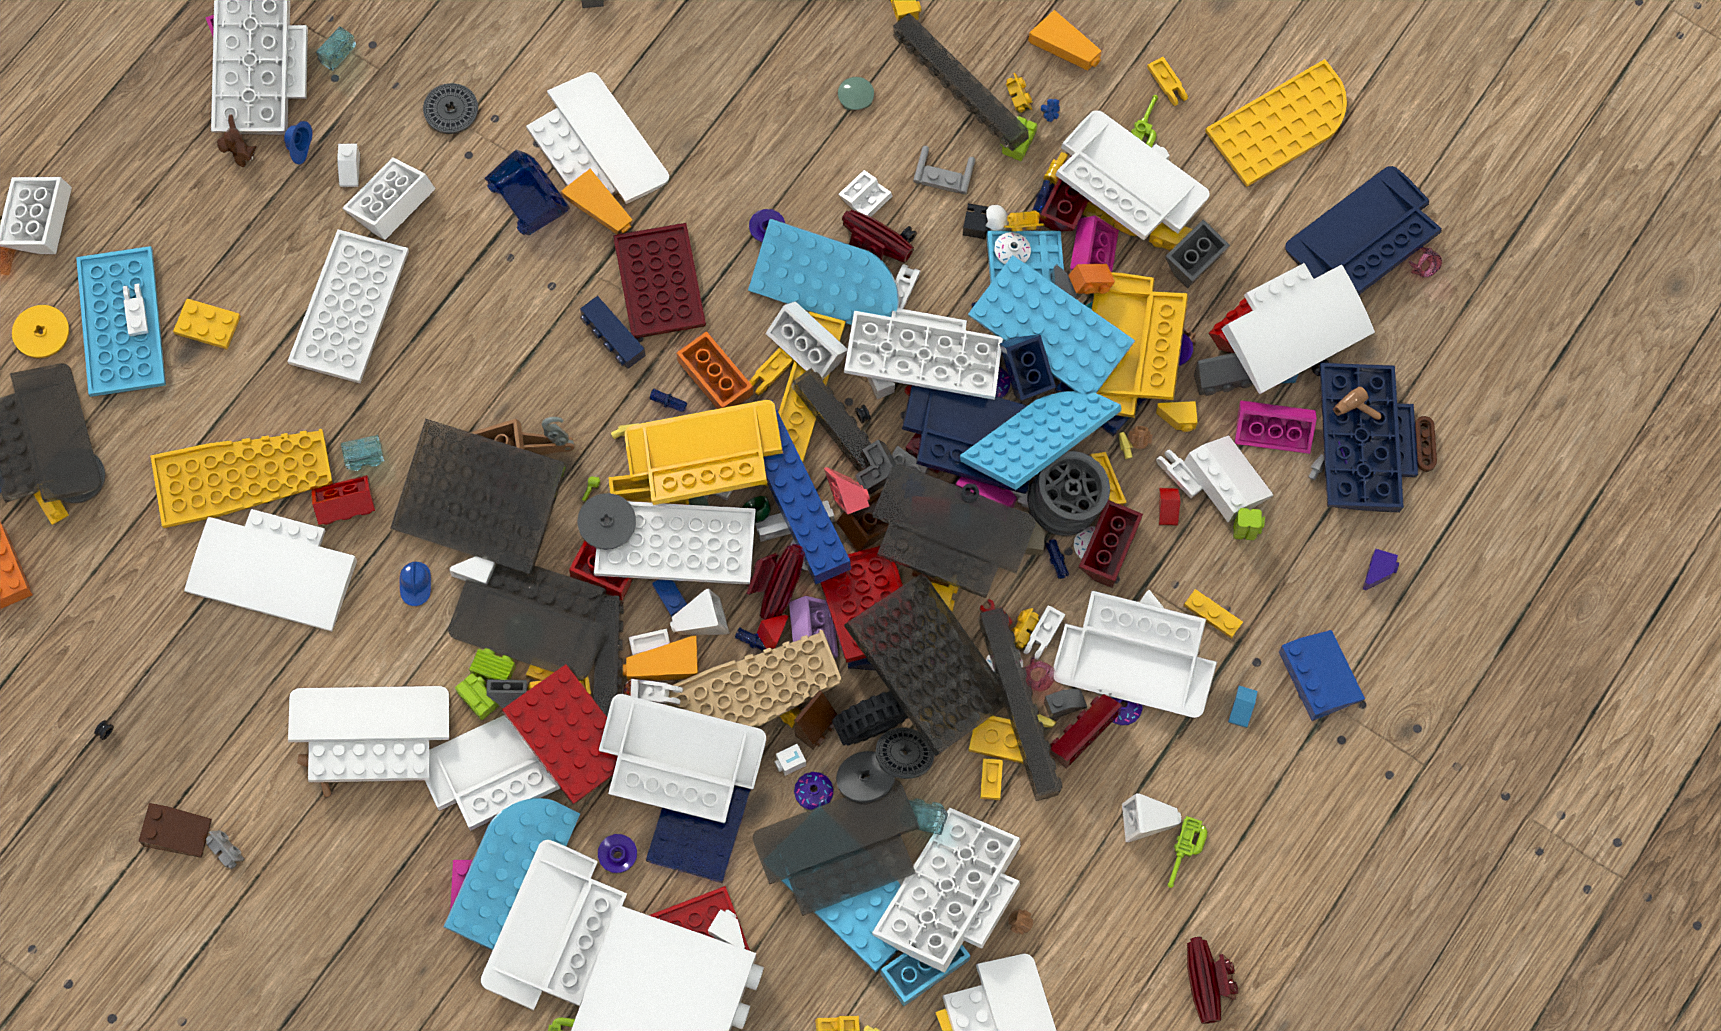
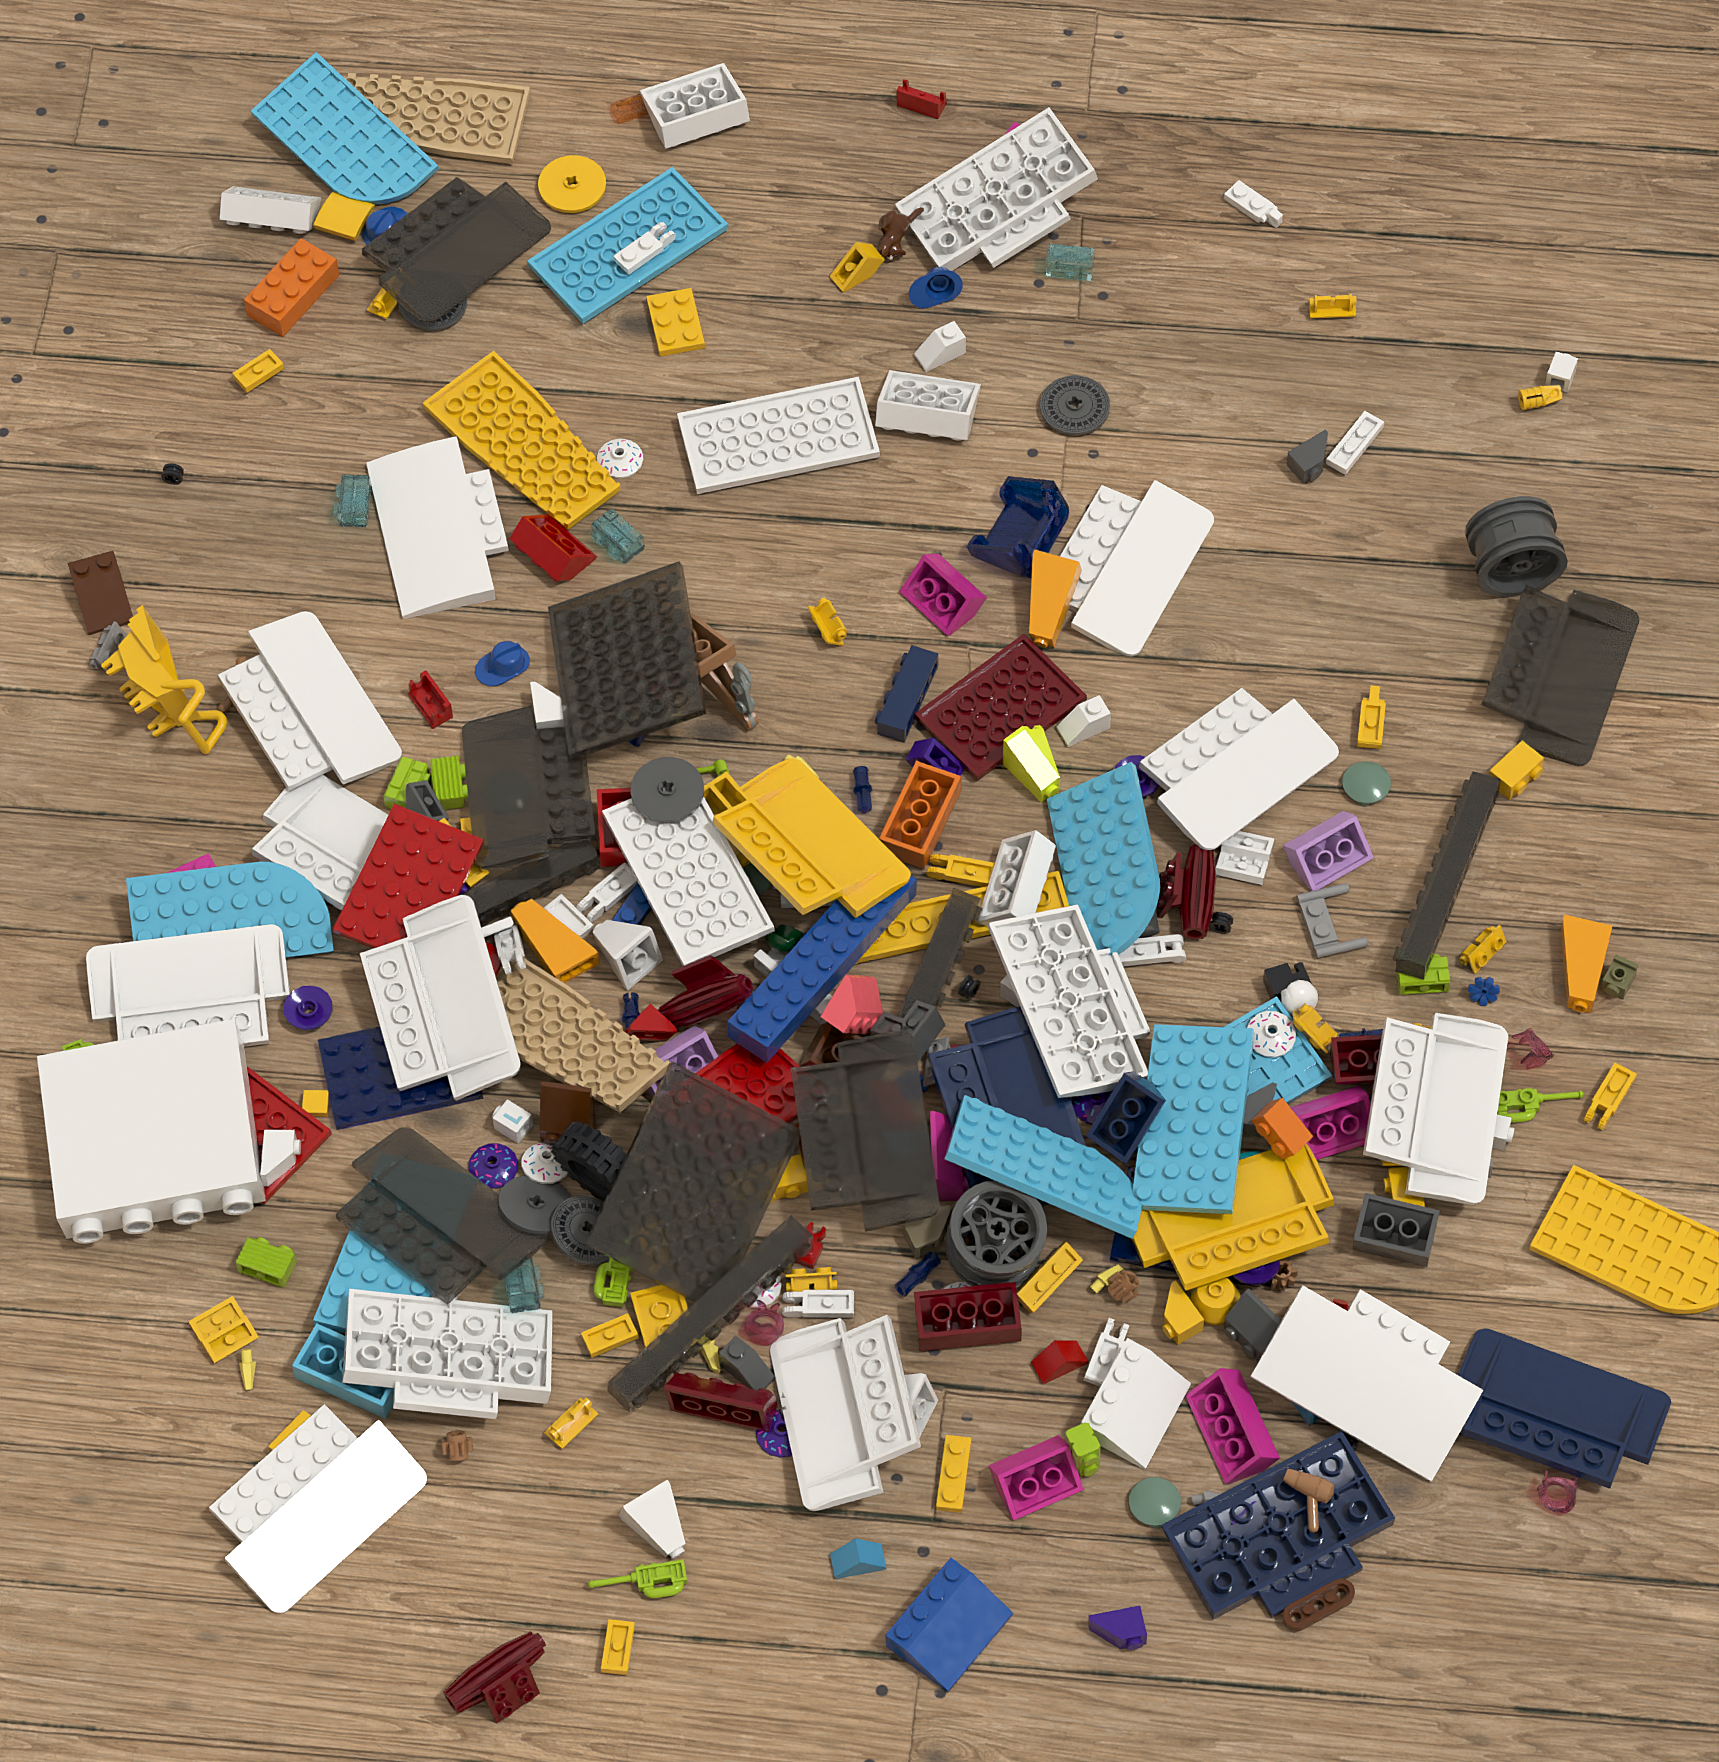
camera: 65 degrees right, 10 degrees down
(54, 625) = (258, 370): none -> yellow plate
(134, 70) = (920, 101): none -> red hinge
(213, 614) = (354, 500): none -> clear light blue brick
(245, 183) = (857, 266): none -> yellow slope
(304, 418) = (620, 465): none -> white dish
(306, 827) = (156, 683): none -> yellow piece
(416, 645) = (430, 700): none -> red hinge
(532, 353) = (832, 630): none -> yellow hinge
(547, 269) = (942, 593): none -> dark pink slope
(646, 602) = (608, 892): none -> white hinge
(674, 342) = (934, 754): none -> dark purple slope
(694, 886) = (316, 1102): none -> yellow tile
(704, 235) = (1085, 721): none -> white slope
(719, 283) = (1031, 761): none -> neon yellow slope
(798, 162) = (1236, 766): none -> white slope
(803, 981) = (266, 1261): none -> lime brick
(812, 64) = (1371, 720): none -> yellow hinge
(837, 761) = (540, 1169): none -> white dish
(894, 142) = (1329, 850): none -> lavender slope
(957, 754) = (617, 1293): none -> lime piece
(970, 499) = (929, 1122): black bush -> none
(1042, 837) = (571, 1422): none -> yellow hinge
(1084, 22) = (1619, 977): none -> olive brick
(1118, 100) = (1540, 1052): none -> clear pink piece
(1186, 387) = (1215, 1300): none -> yellow cone
(1225, 891) = (618, 1647): none -> yellow plate
(1245, 563) = (1036, 1477): none -> dark pink slope
(1300, 502) = (1154, 1501): none -> sand green dish

